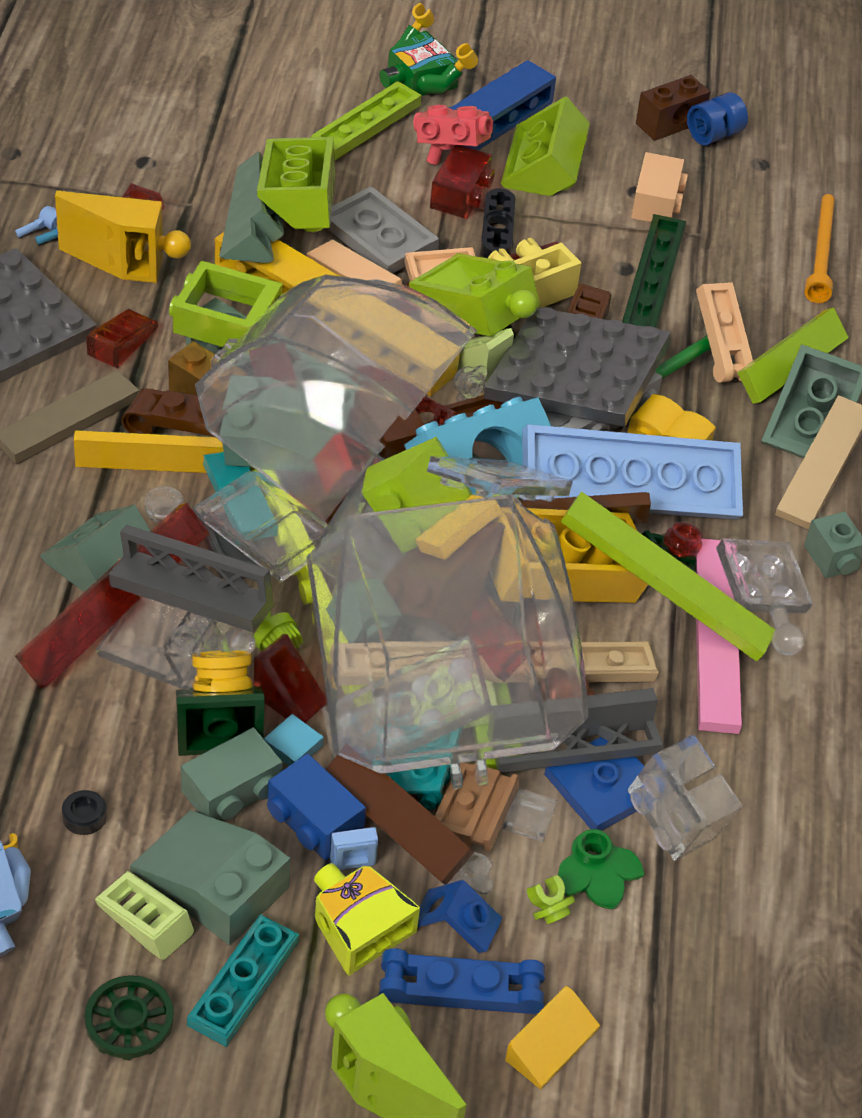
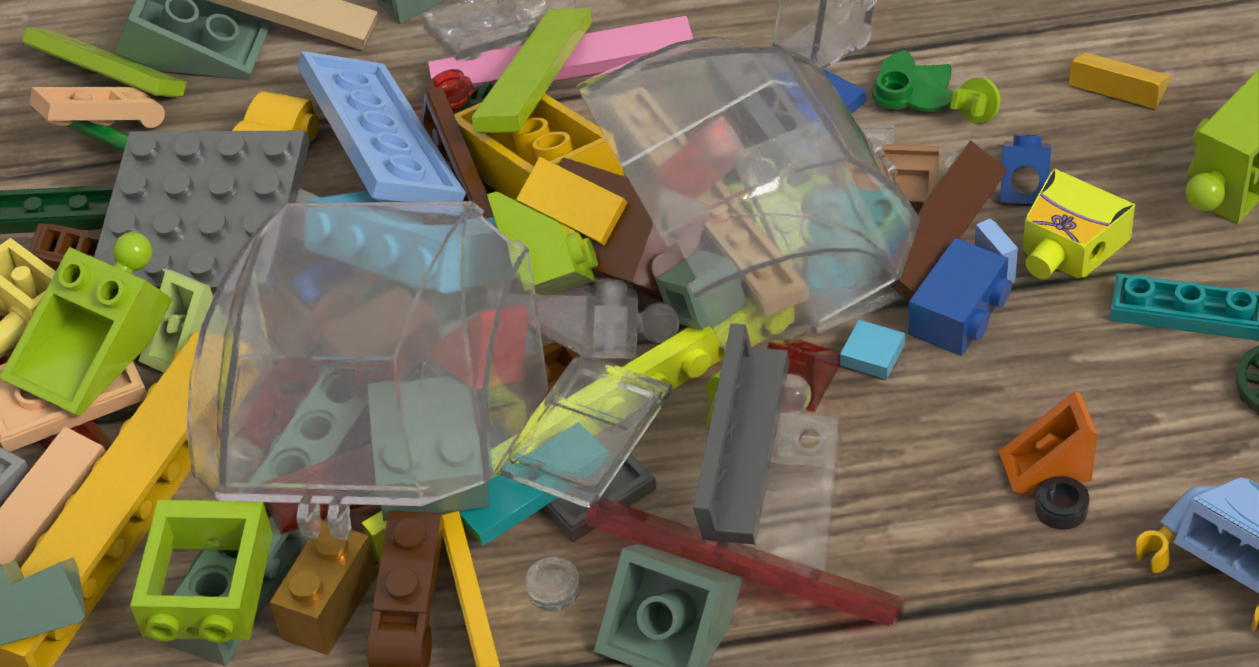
camera: 95 degrees left, 0 degrees up
(125, 818) = (1052, 447): none -> orange slope
(164, 933) = (1173, 370): yellowish green slope -> none
(216, 717) = (887, 397): dark green slope -> none
(216, 873) = (1088, 344): sand green slope -> none
(222, 671) = (845, 383): yellow wheel -> none
(230, 775) = (956, 375): sand green brick -> none
(462, 982) = (1095, 143): blue plate -> none
(498, 478) = (510, 151): clear plate -> none

